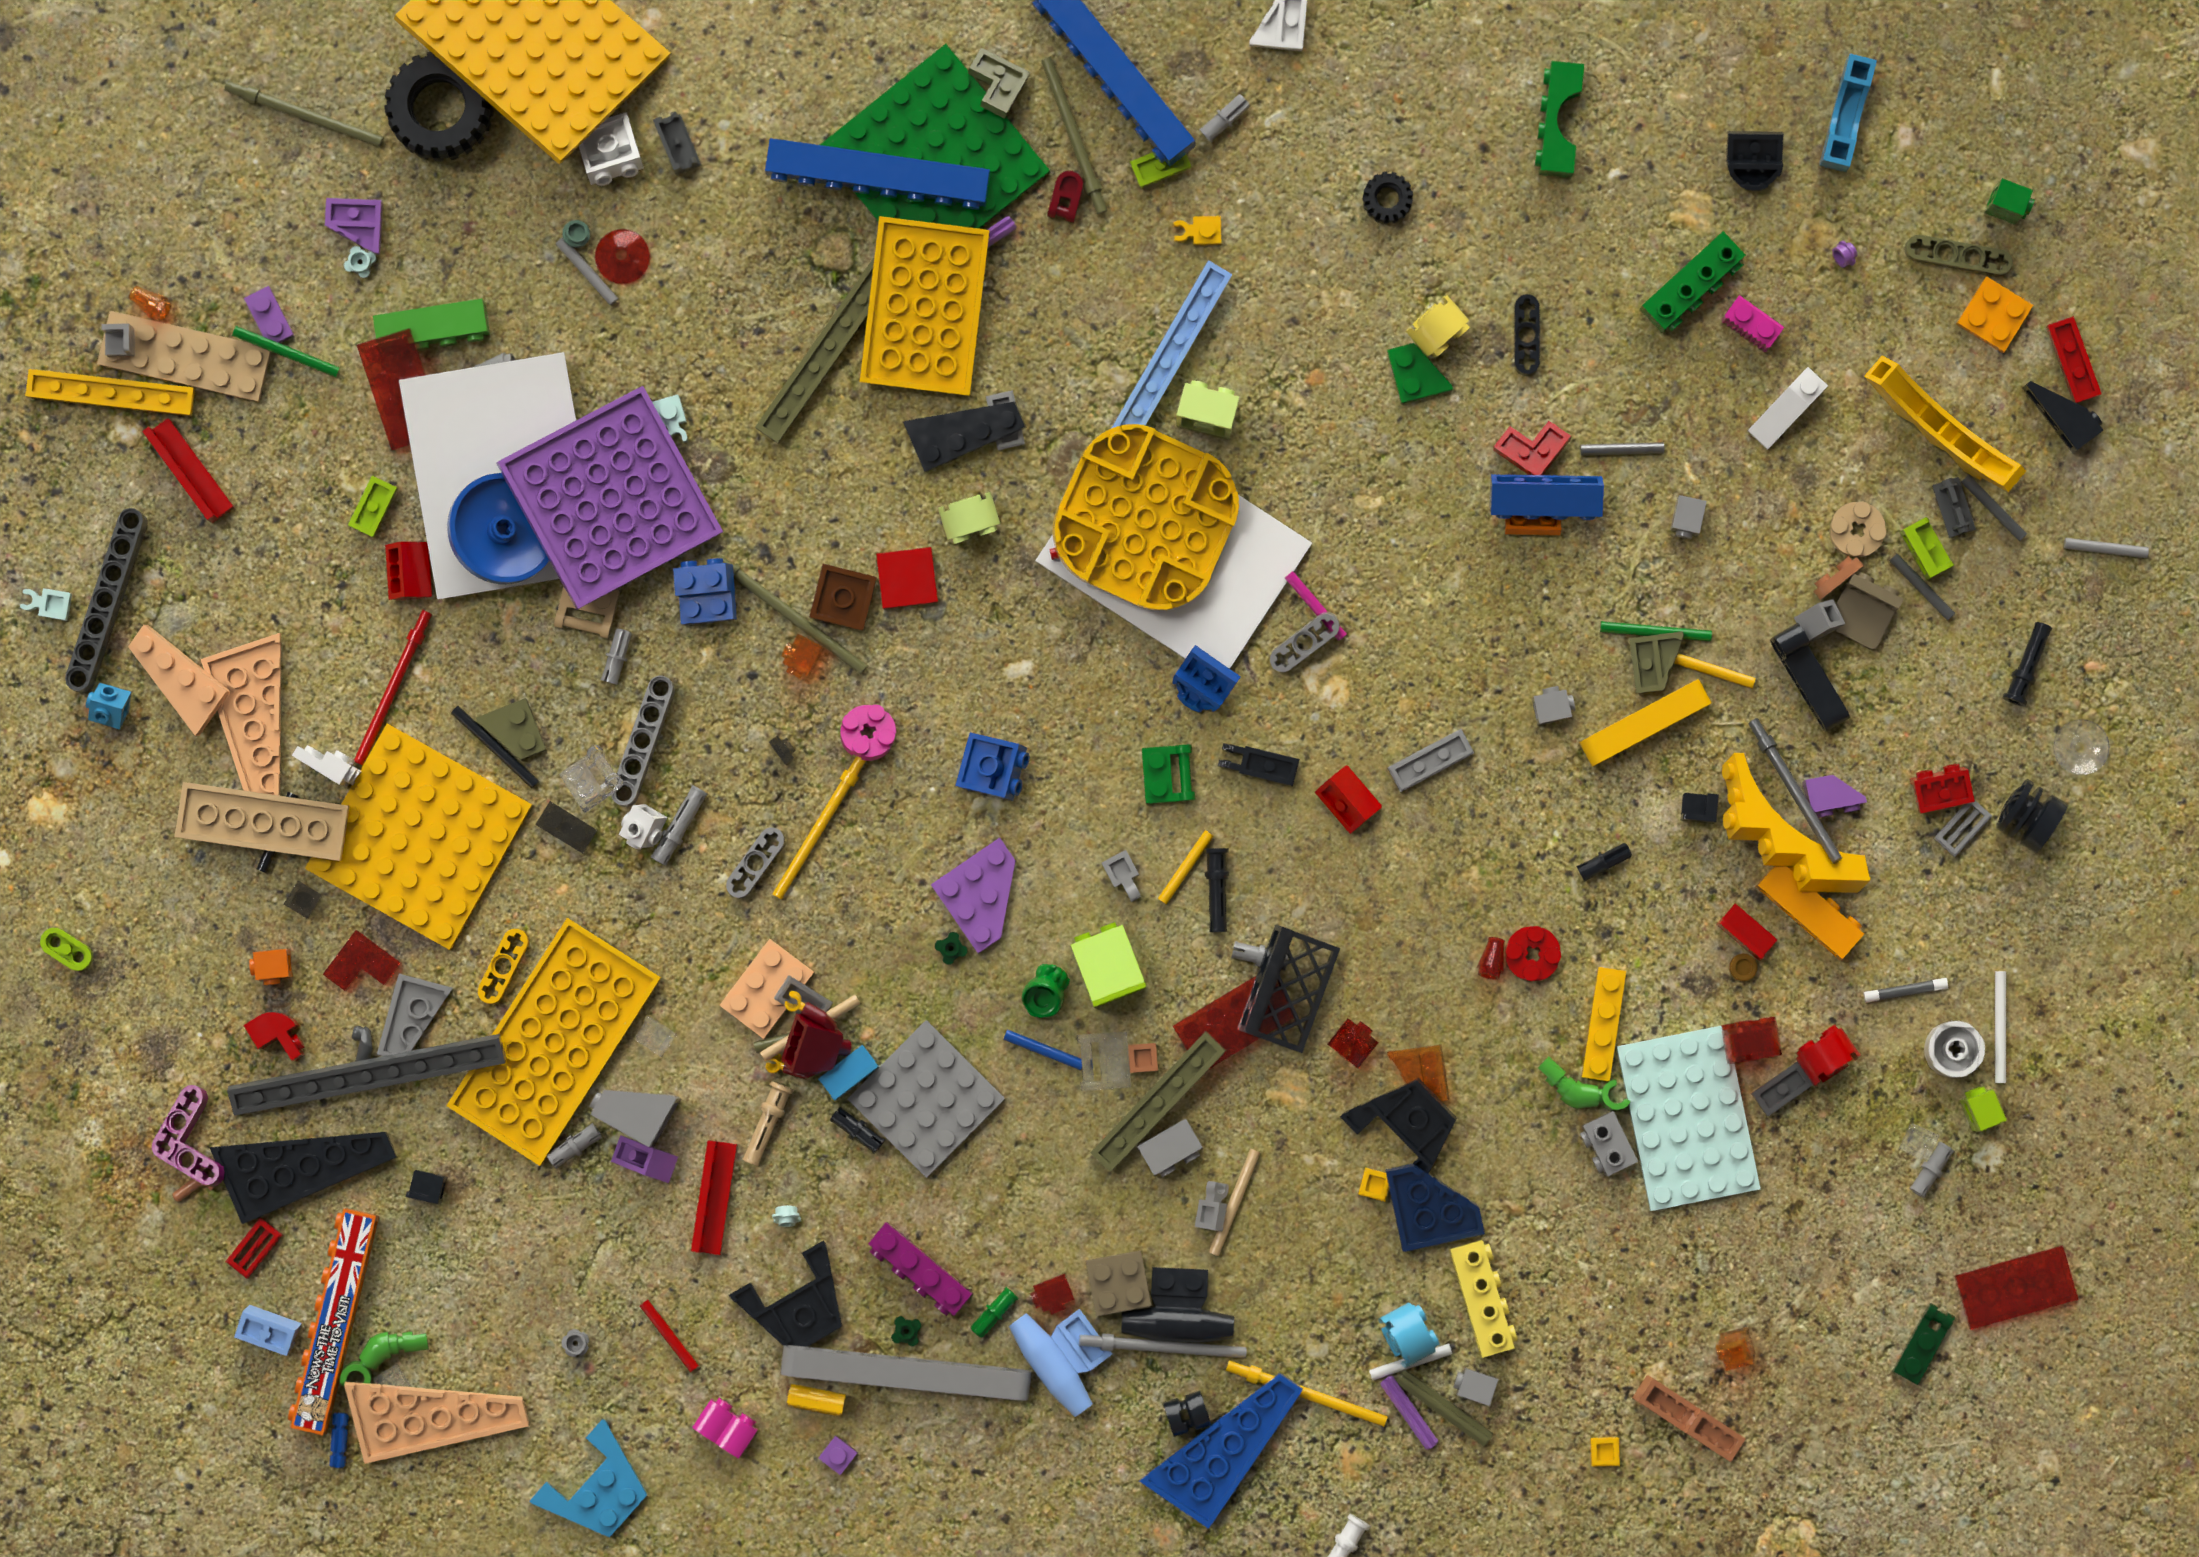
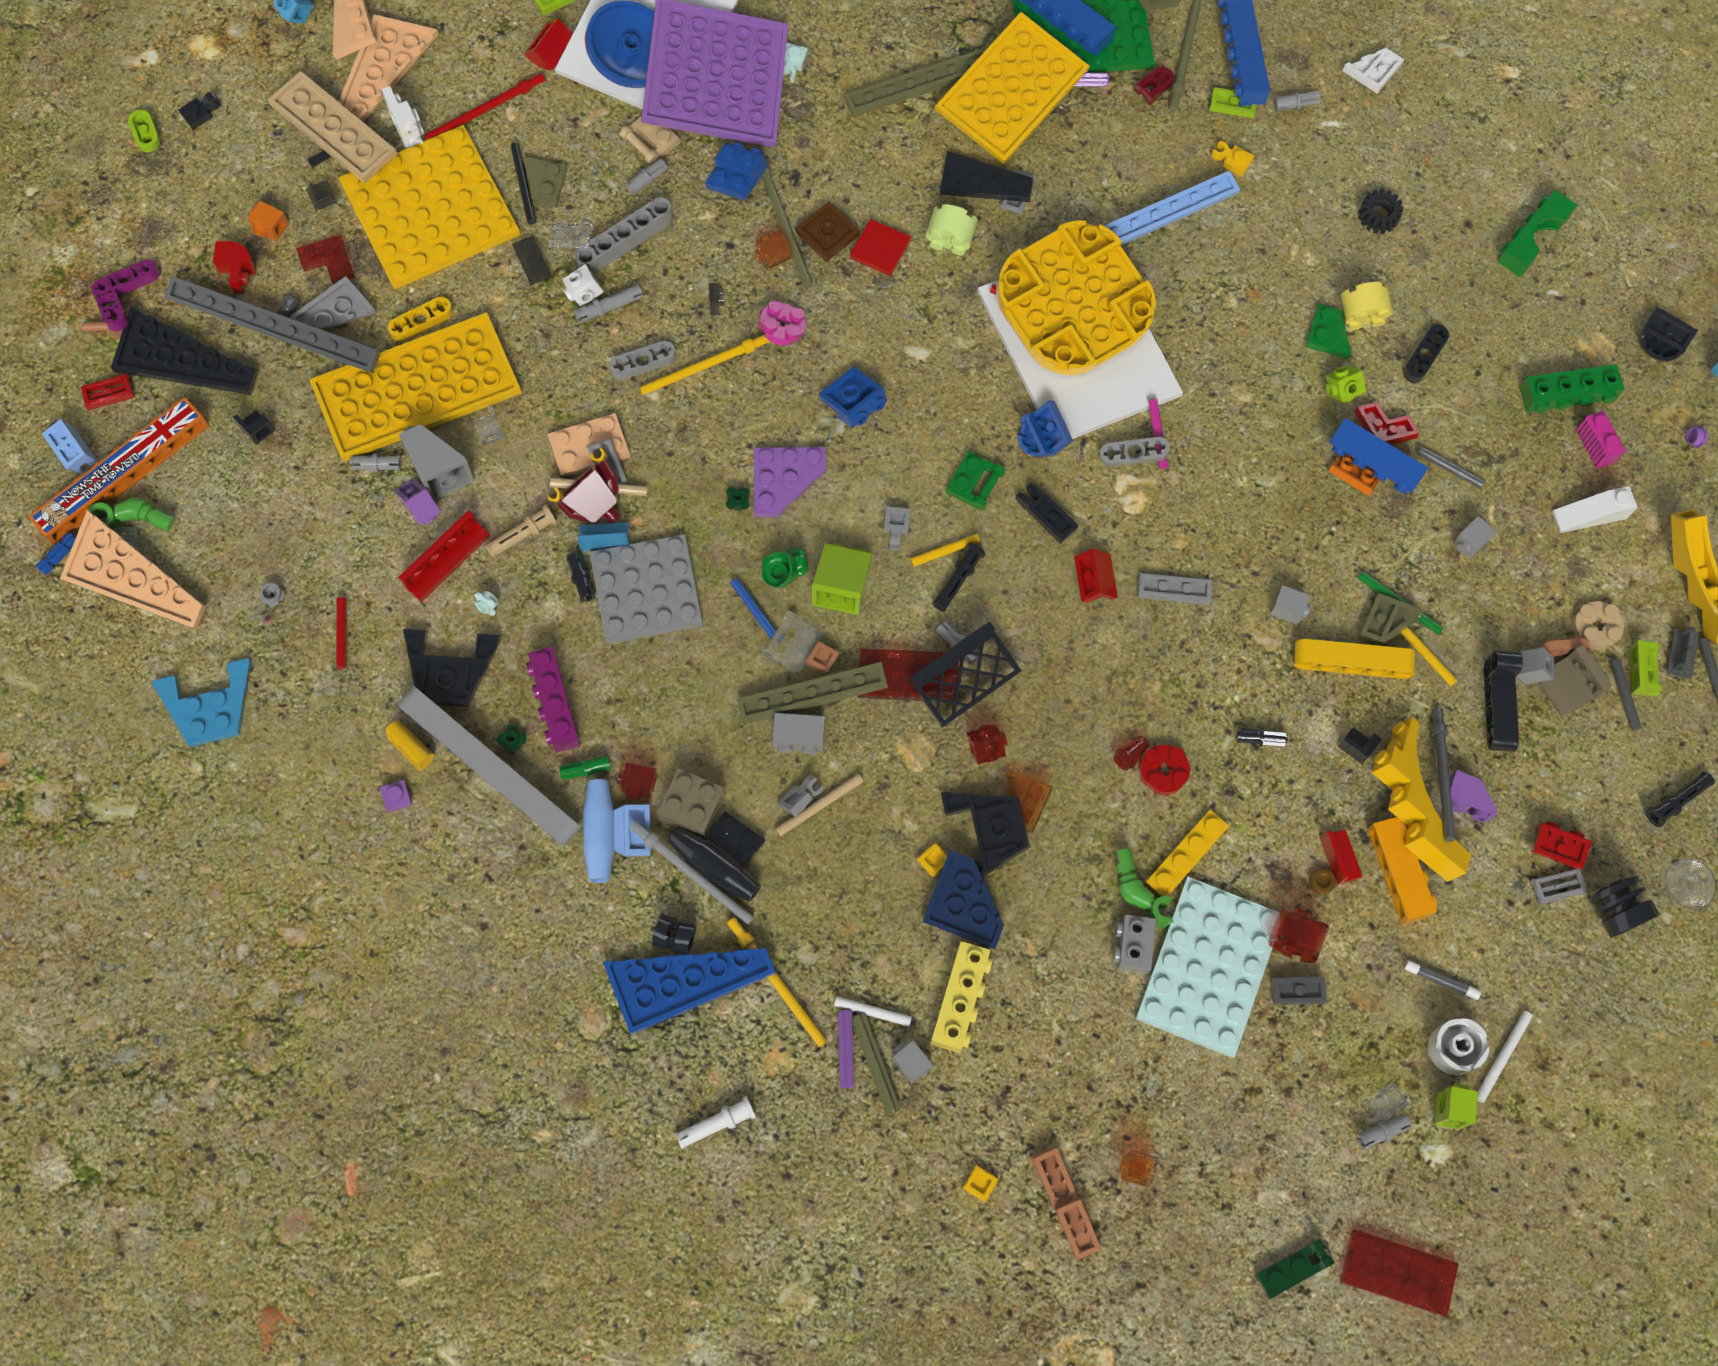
camera: 25 degrees right, 15 degrees down
(102, 891) = (198, 112): none -> black plate
(725, 1427) = (329, 720): dark pink brick -> none
(1207, 409) = (1166, 255): yellowish green brick -> none
(1408, 1334) = (885, 984): medium azure brick -> none
(1467, 429) = (1345, 383): none -> lime brick
(1827, 1055) = (1352, 985): red brick -> none

